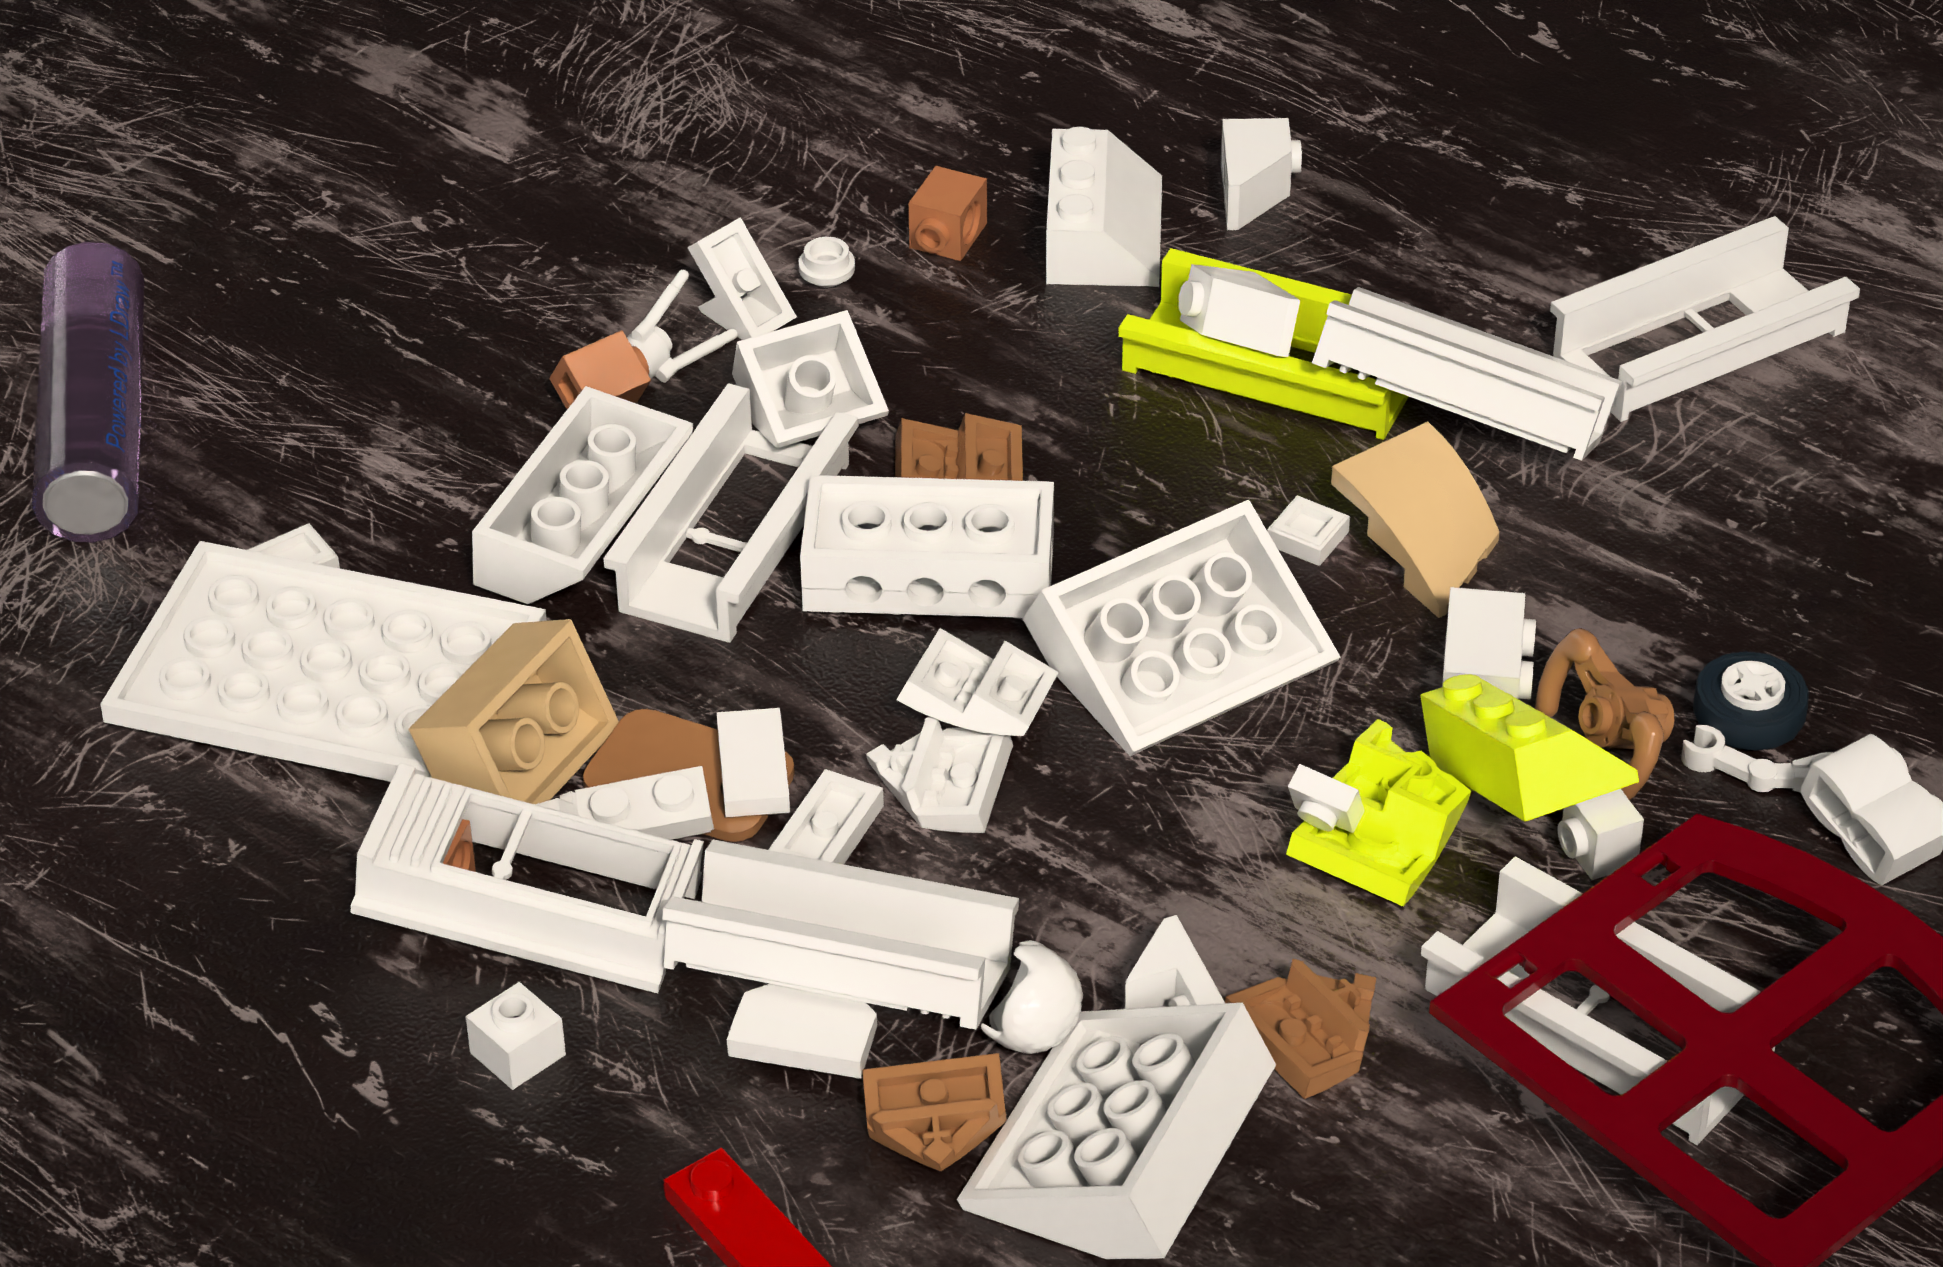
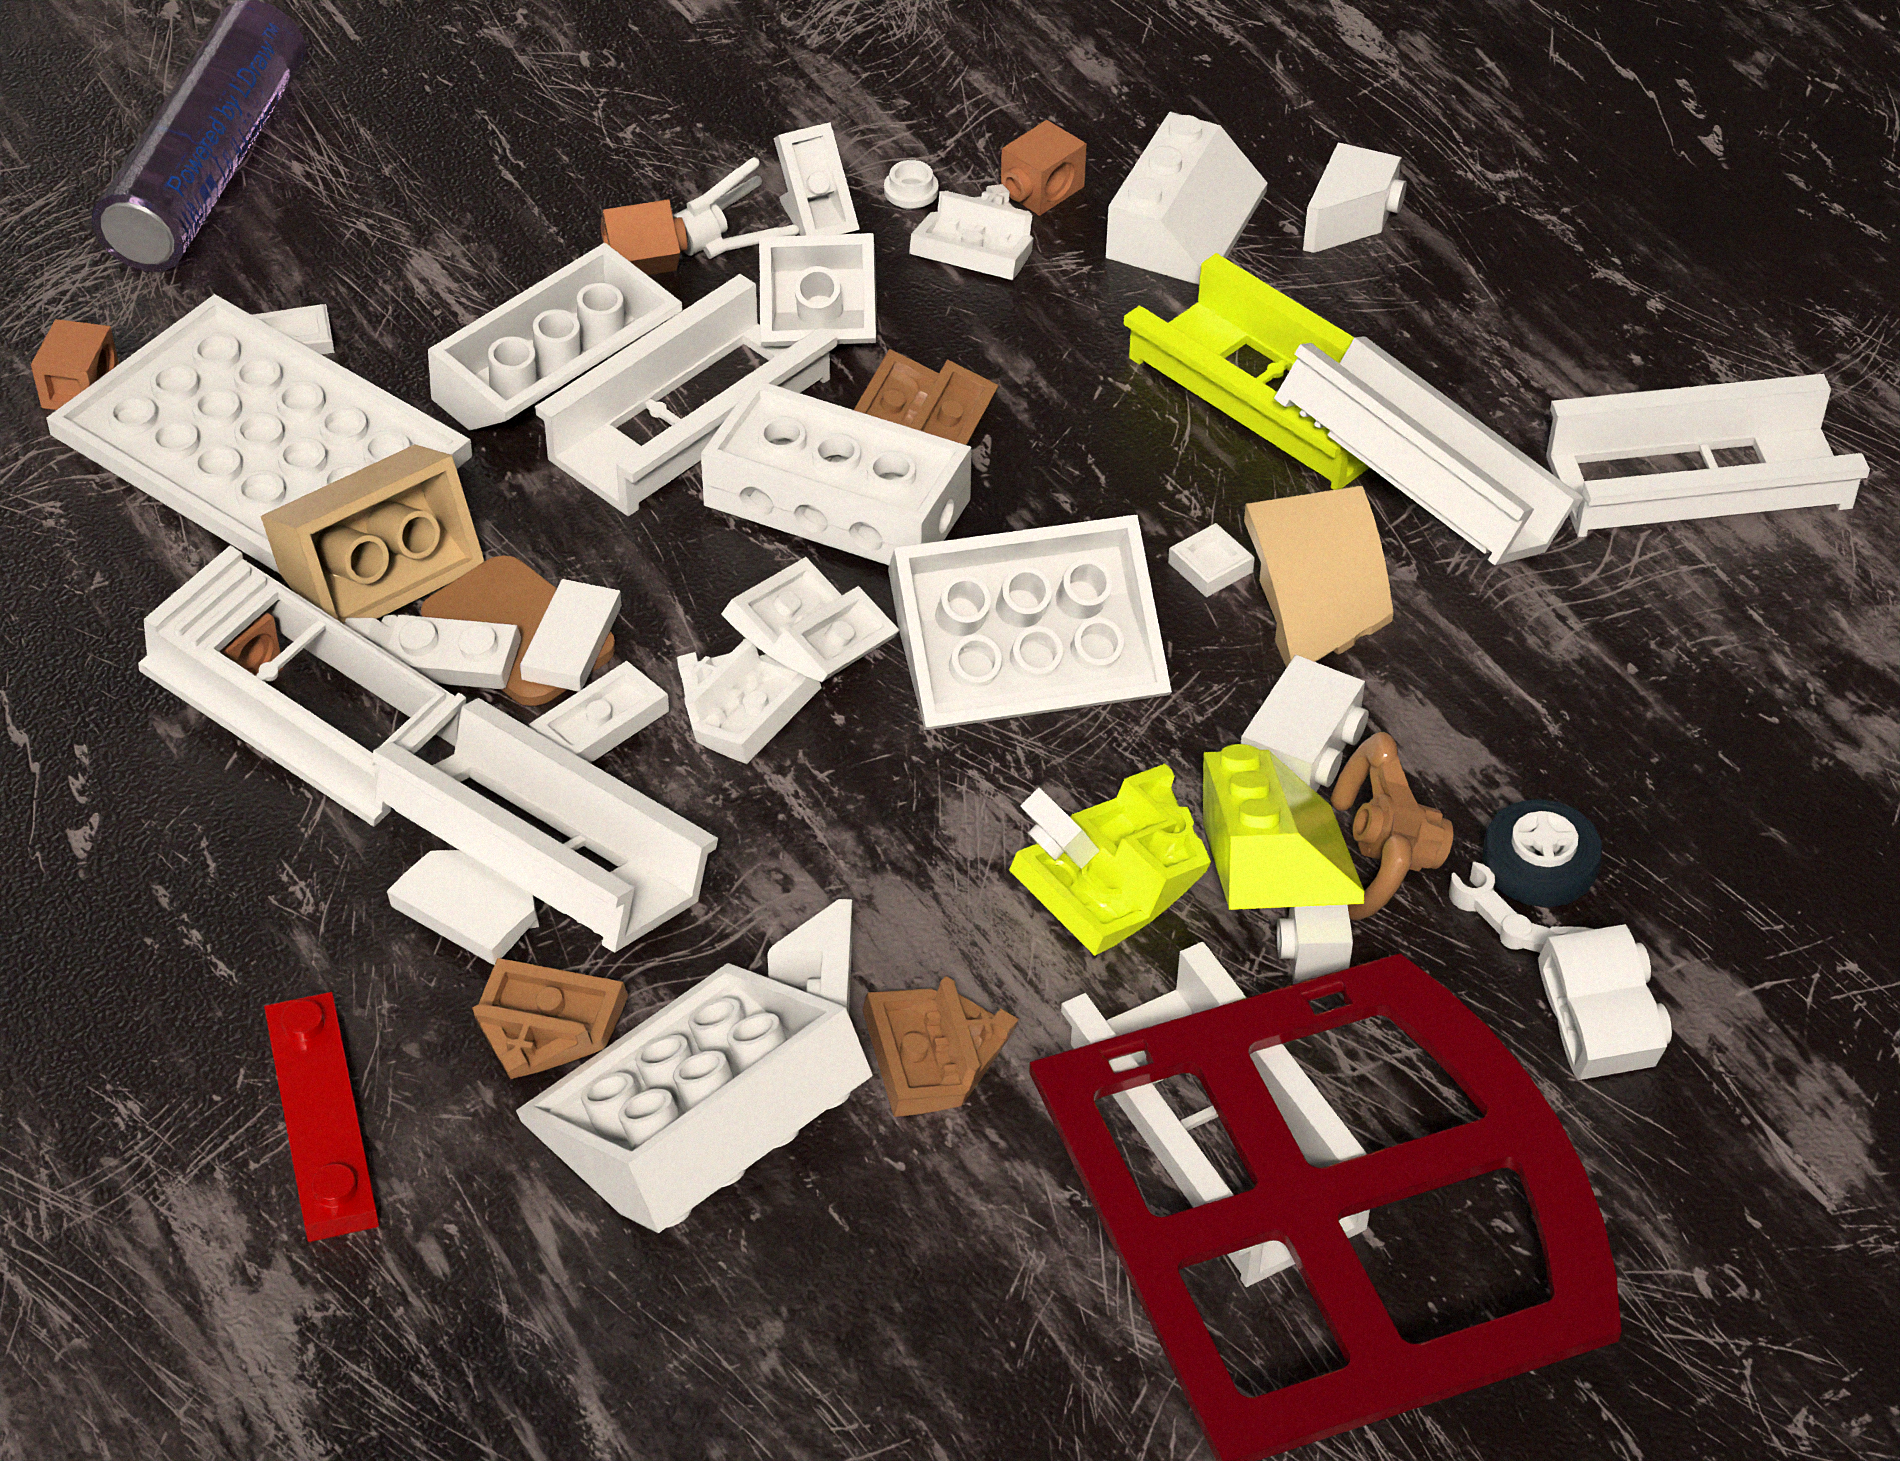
camera: 20 degrees right, 5 degrees up
(91, 646) = (72, 360): none -> nougat brick
(515, 1035) = (217, 828): white plate -> none
(915, 291) = (976, 233): none -> white slope
(1040, 1003) = (684, 945): white hair -> none
(1239, 308) = (1239, 326): white slope -> none

